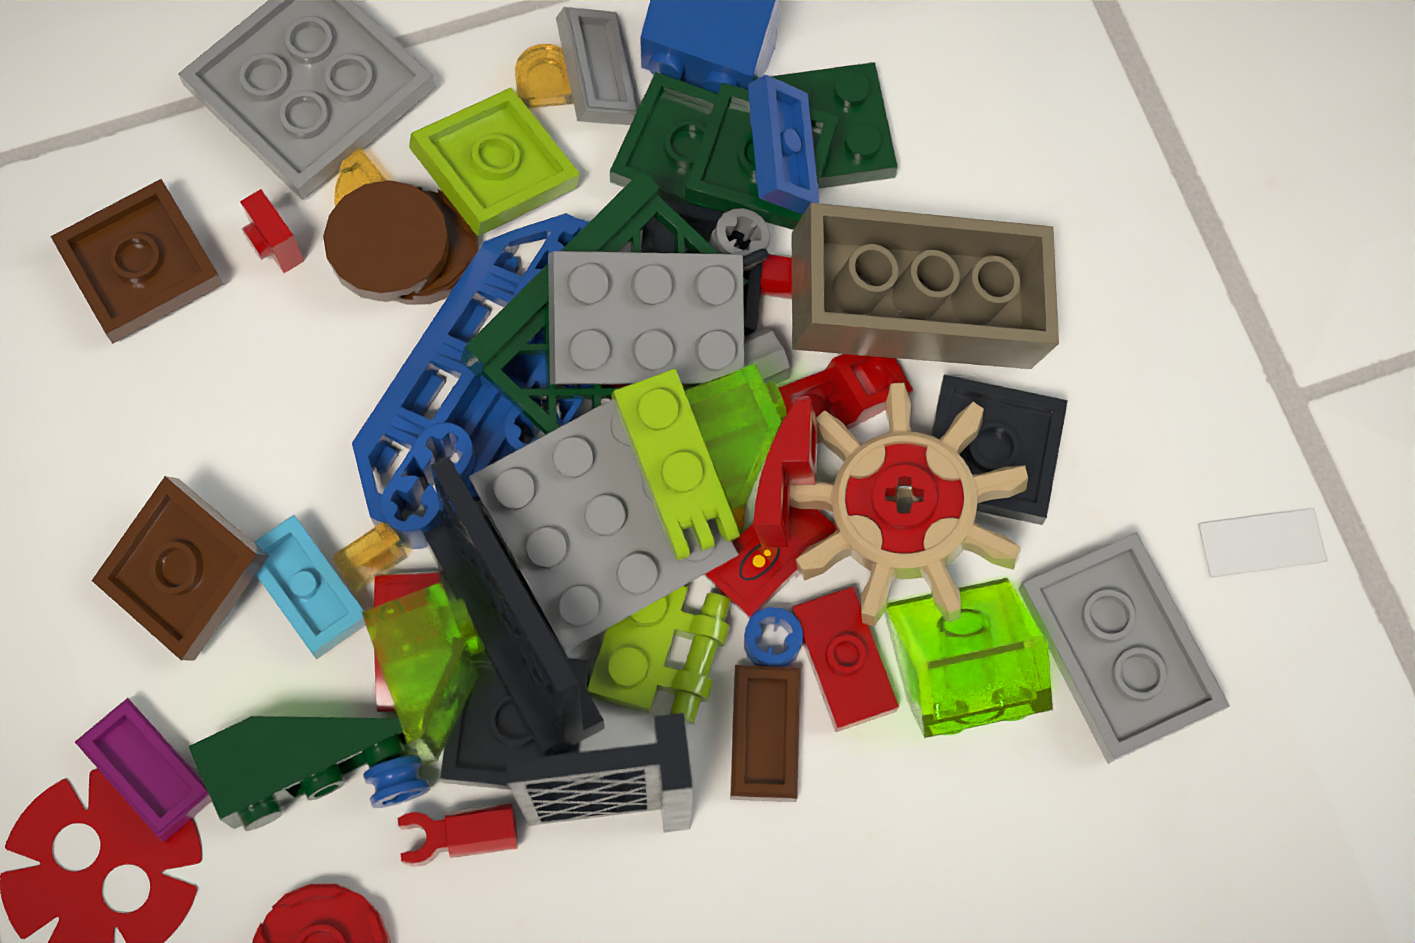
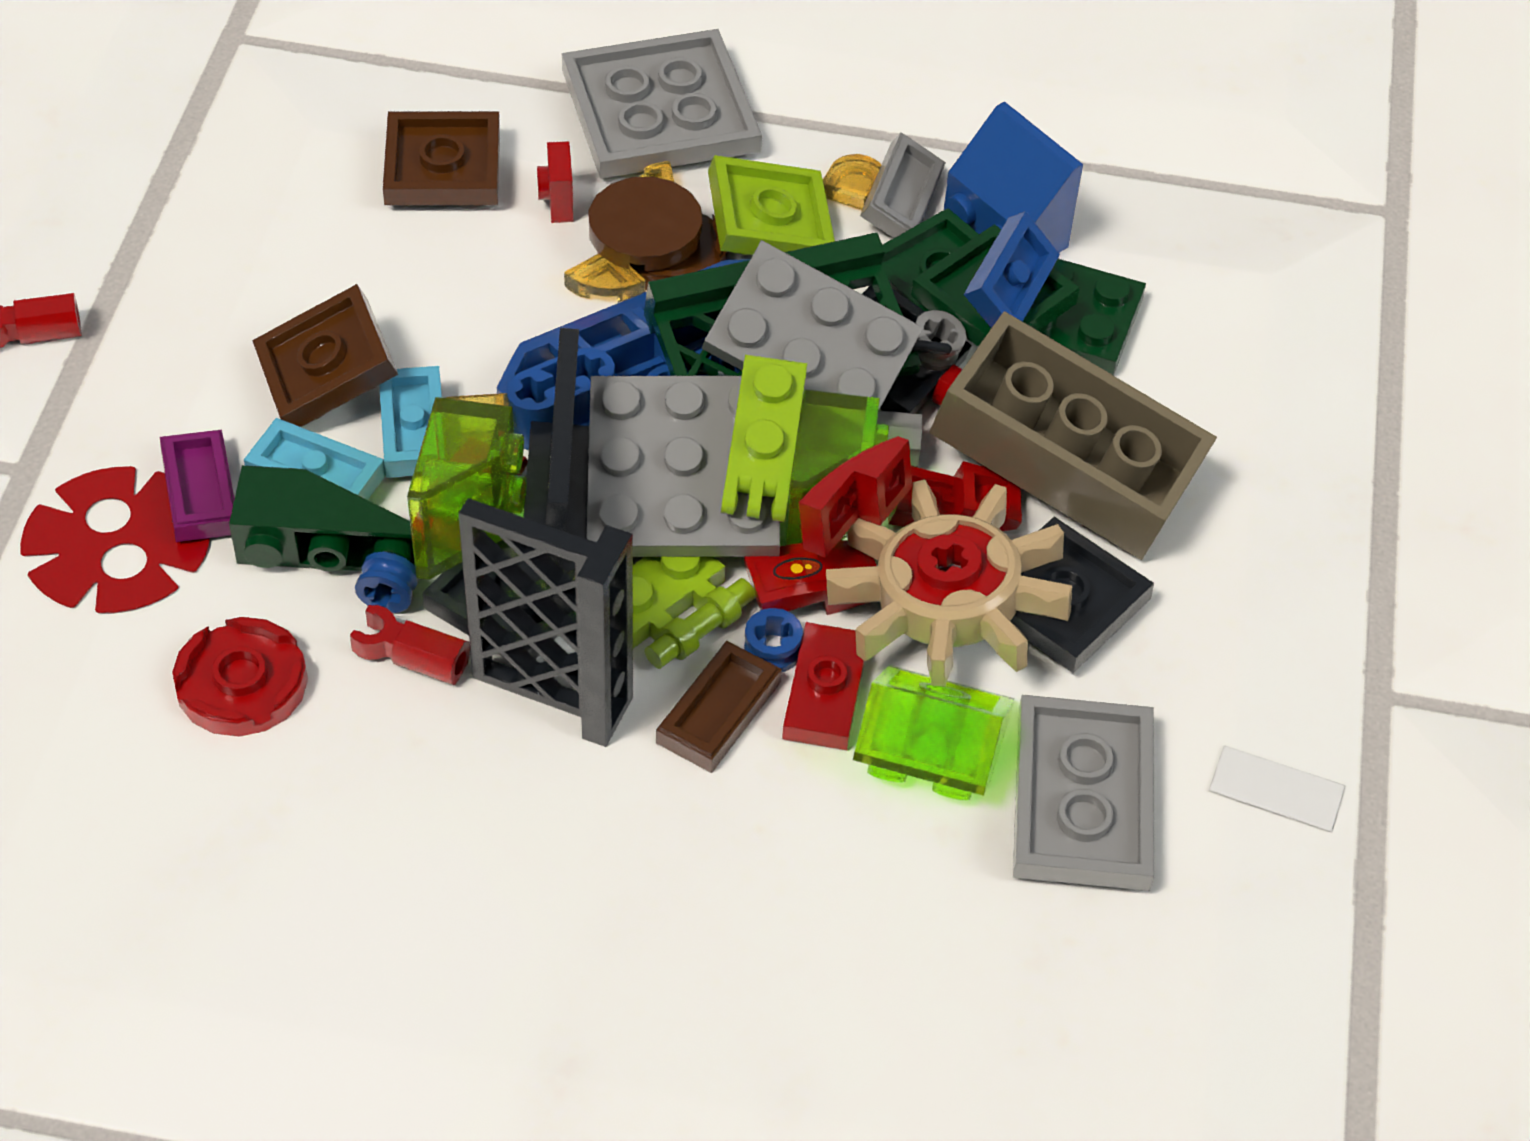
camera: 30 degrees right, 20 degrees down
(231, 689) = (295, 447): none -> medium azure plate
(378, 321) = (603, 278): none -> clear yellow tile

